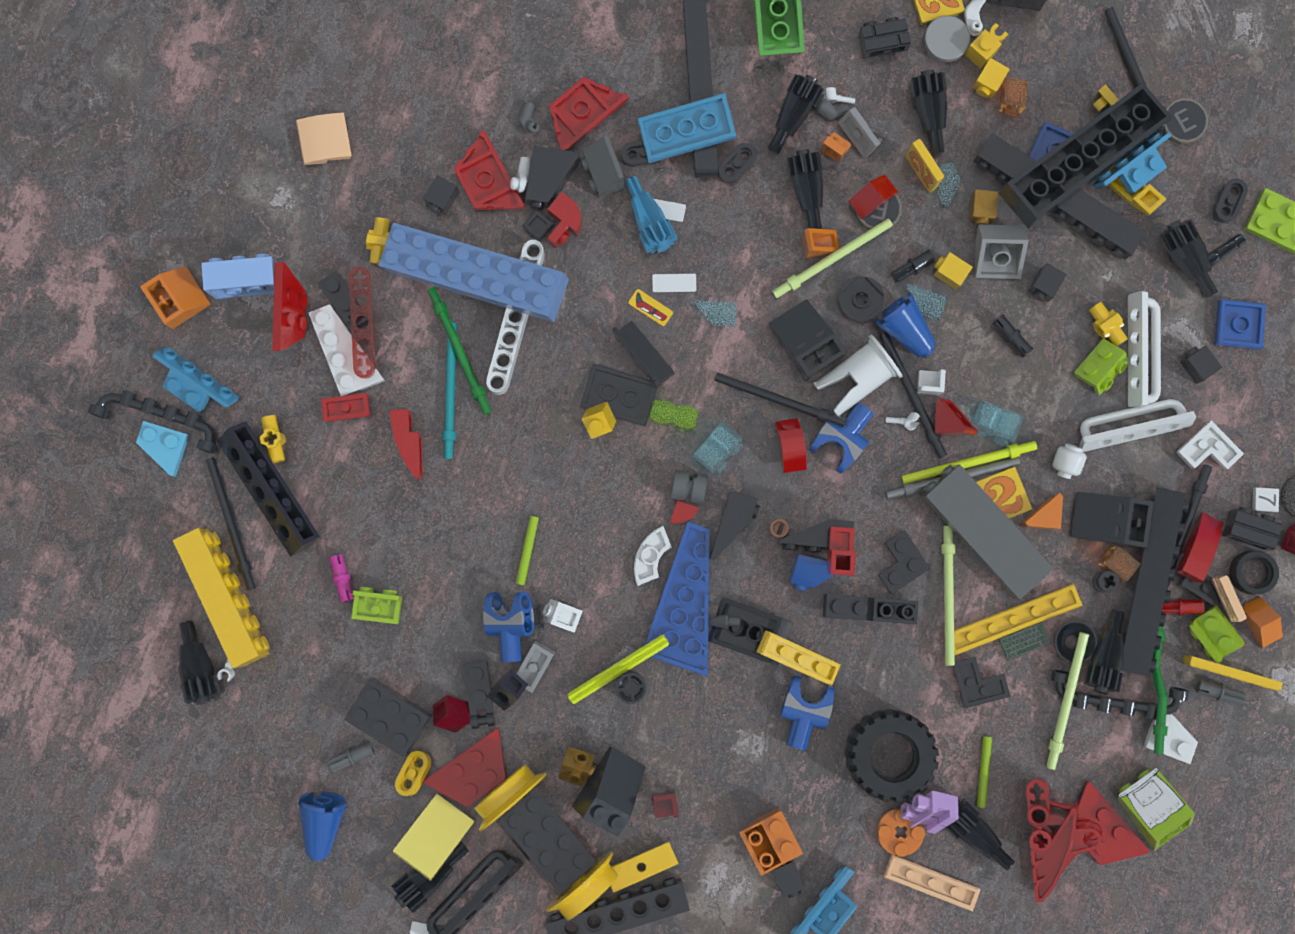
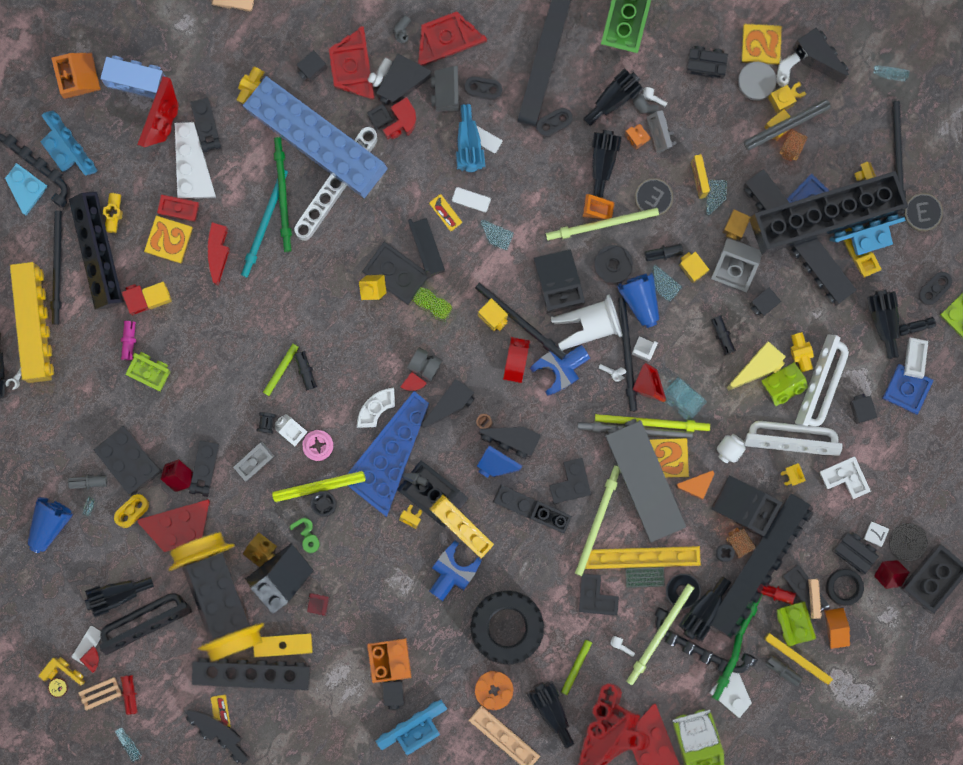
camera: 15 degrees right, 0 degrees up
(333, 528) = (135, 299): none -> red brick
(347, 447) = (168, 239): none -> tile
(356, 312) = (214, 136): clear red beam -> none
(356, 515) = (156, 295): none -> yellow panel
(362, 785) = (88, 506): none -> clear light blue tile
(433, 837) = (130, 564): light yellow tile -> none
(507, 624) = (245, 421): blue connector -> none
(507, 690) = (227, 472): black brick -> none
(555, 541) = (305, 370): none -> black pin
(598, 633) = (309, 441): none -> bright pink gear
(632, 736) = (310, 542): none -> bright green leg
(687, 128) = (523, 81): dark azure tile -> none
(717, 448) = (457, 342): clear light blue brick -> none
(735, 669) = (411, 519): none -> yellow tile
(748, 404) = (493, 315): none -> yellow brick
(841, 551) = (521, 453): red brick -> none
(873, 196) = (652, 186): red slope -> none
(931, 105) = (725, 127): black piece -> none
(933, 810) = (522, 679): lavender hips -> none
(1001, 73) = (787, 124): none -> dark grey axle
(1019, 726) = (617, 643): none -> white hand
(1071, 350) = (765, 361): none -> light yellow slope
(1151, 464) = (795, 475): none -> yellow tile
(1199, 488) = (826, 507): black bar -> none
(1200, 548) = (809, 552): red slope -> none
(1237, 286) = (916, 358): none -> white tile

